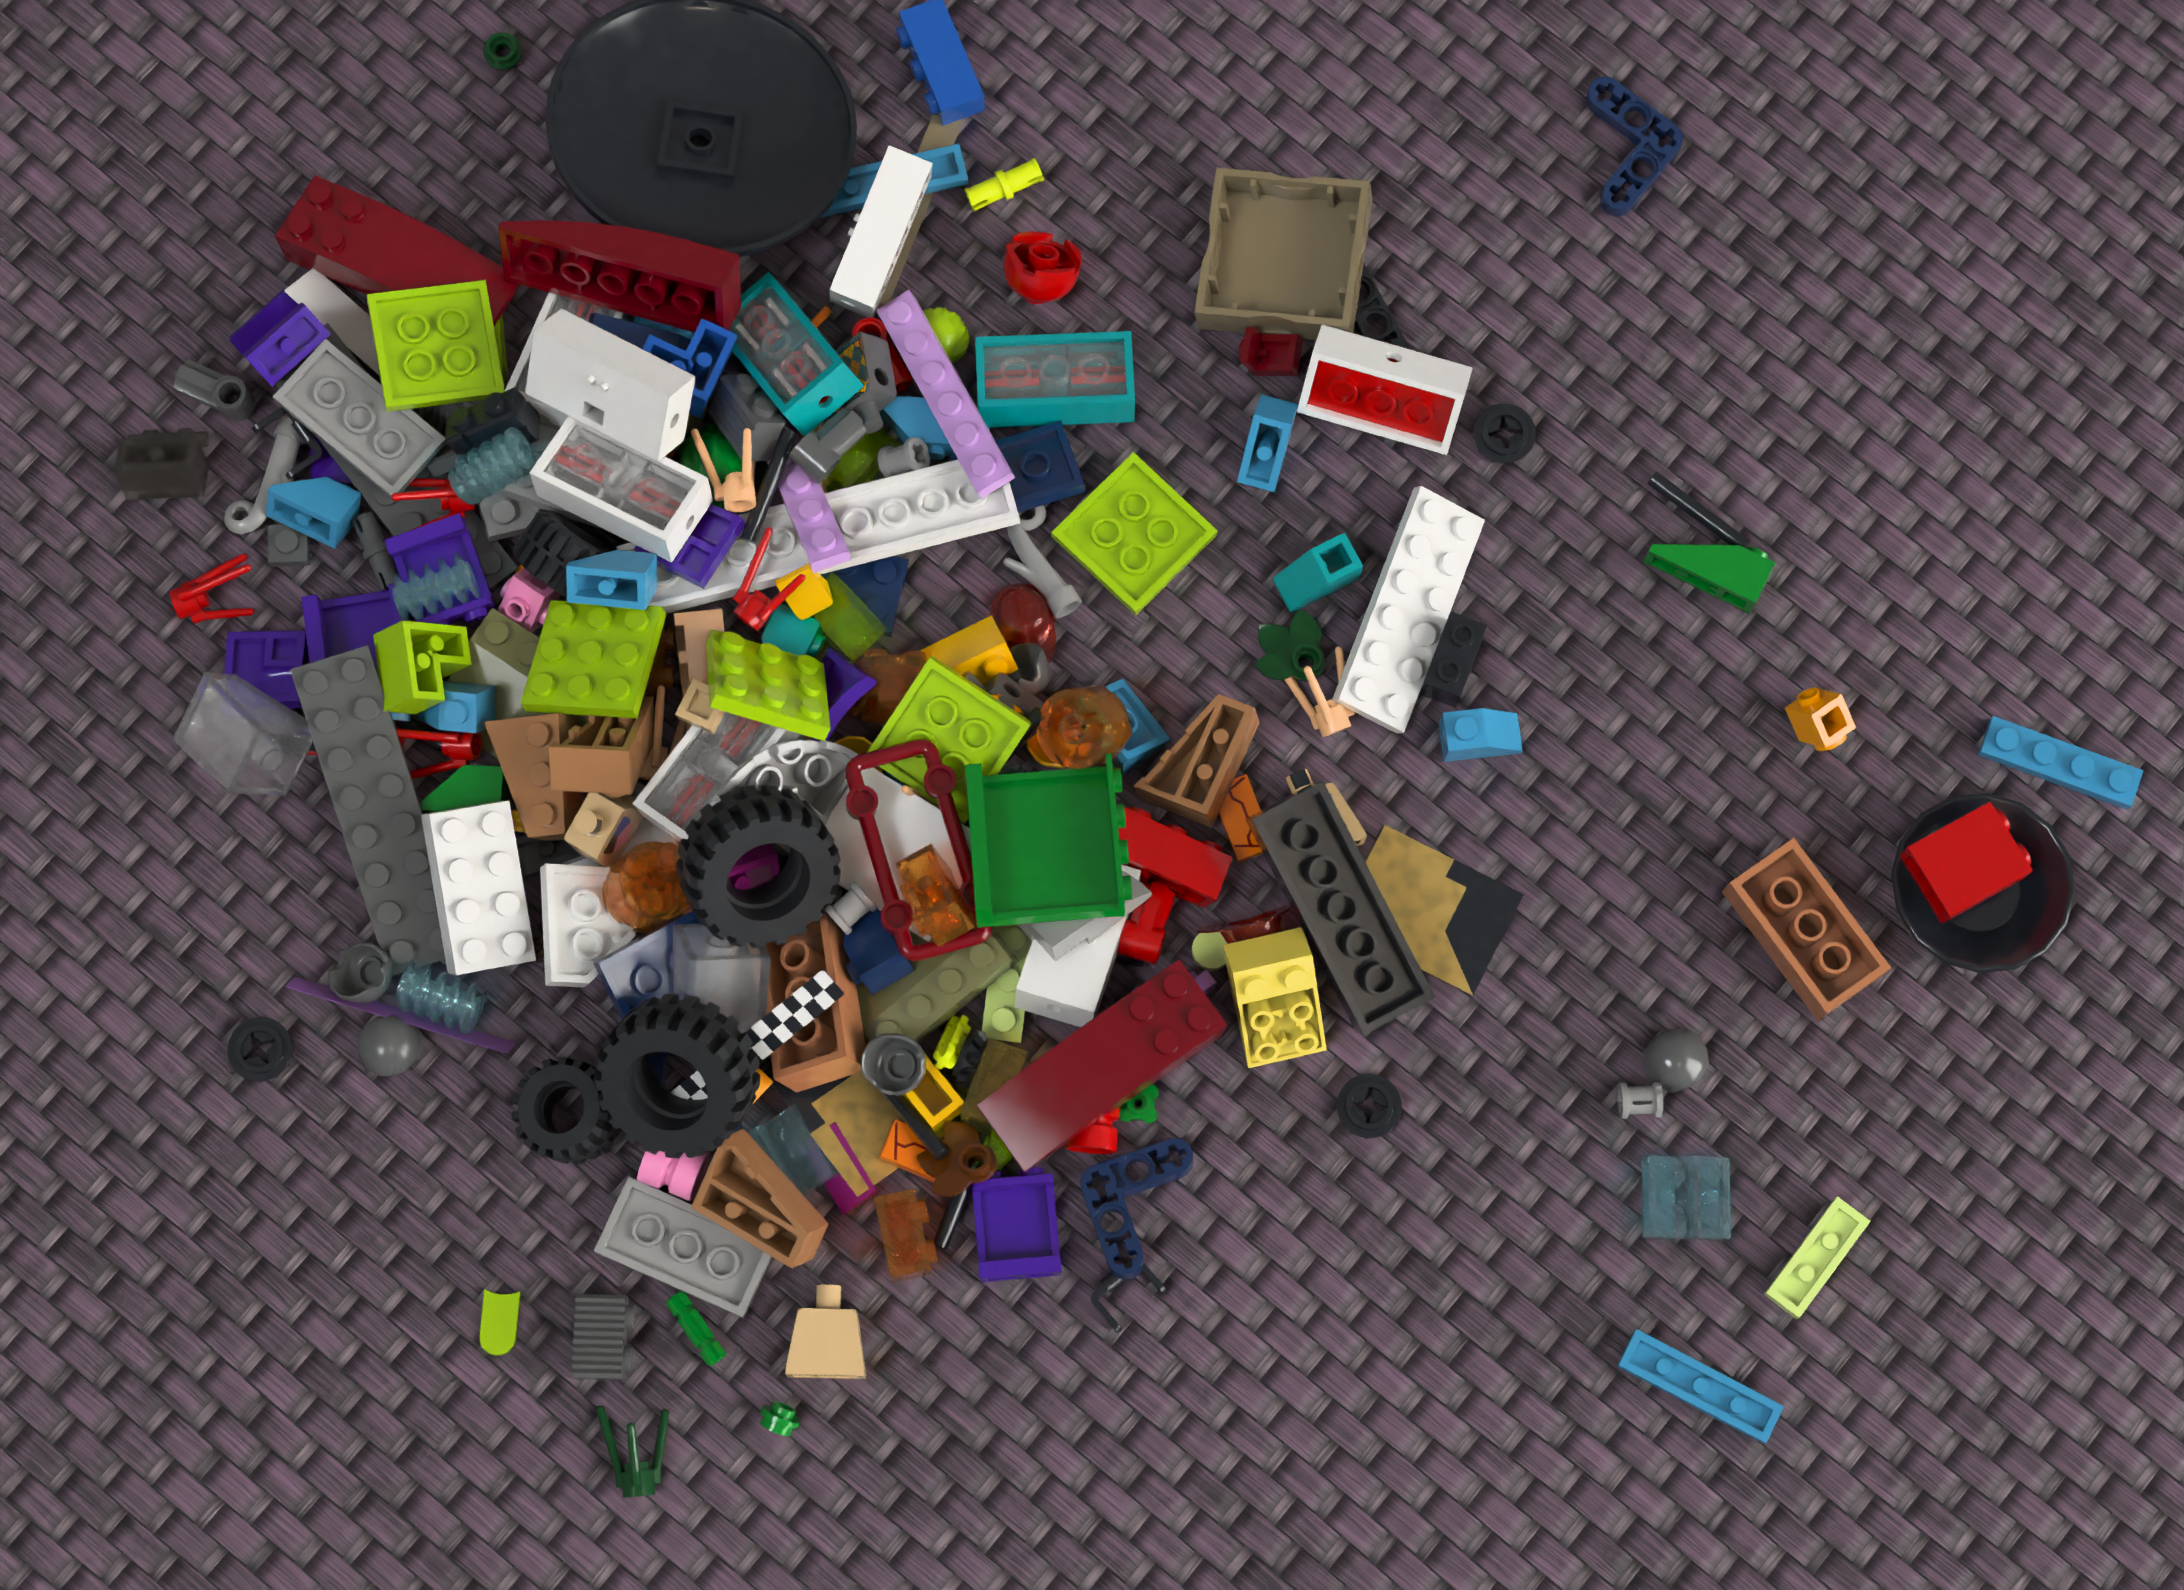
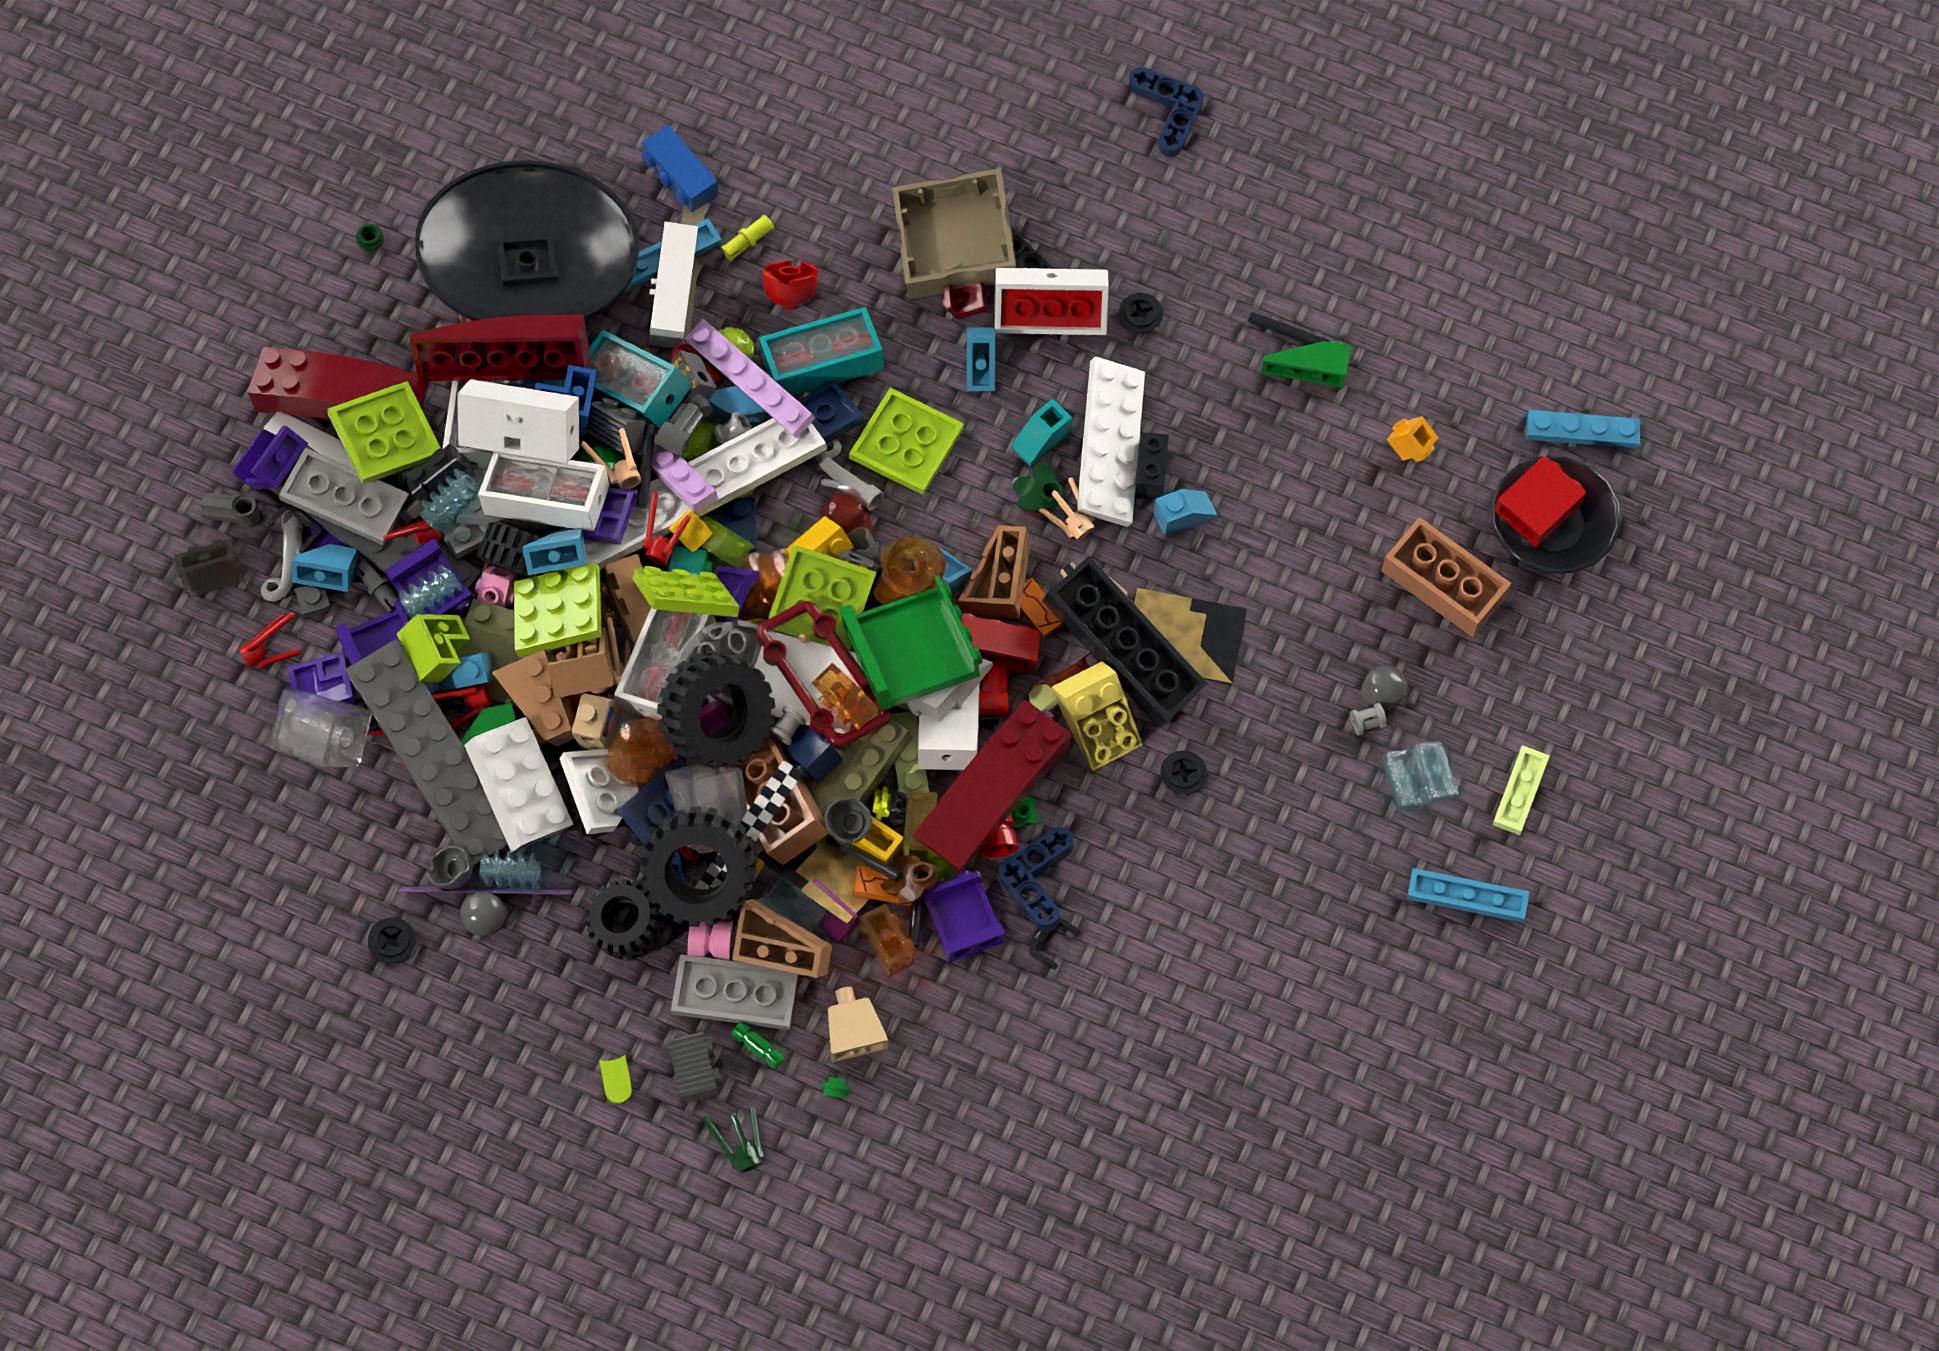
camera: 15 degrees left, 10 degrees down
(696, 708) = (644, 617): tan plate -> none

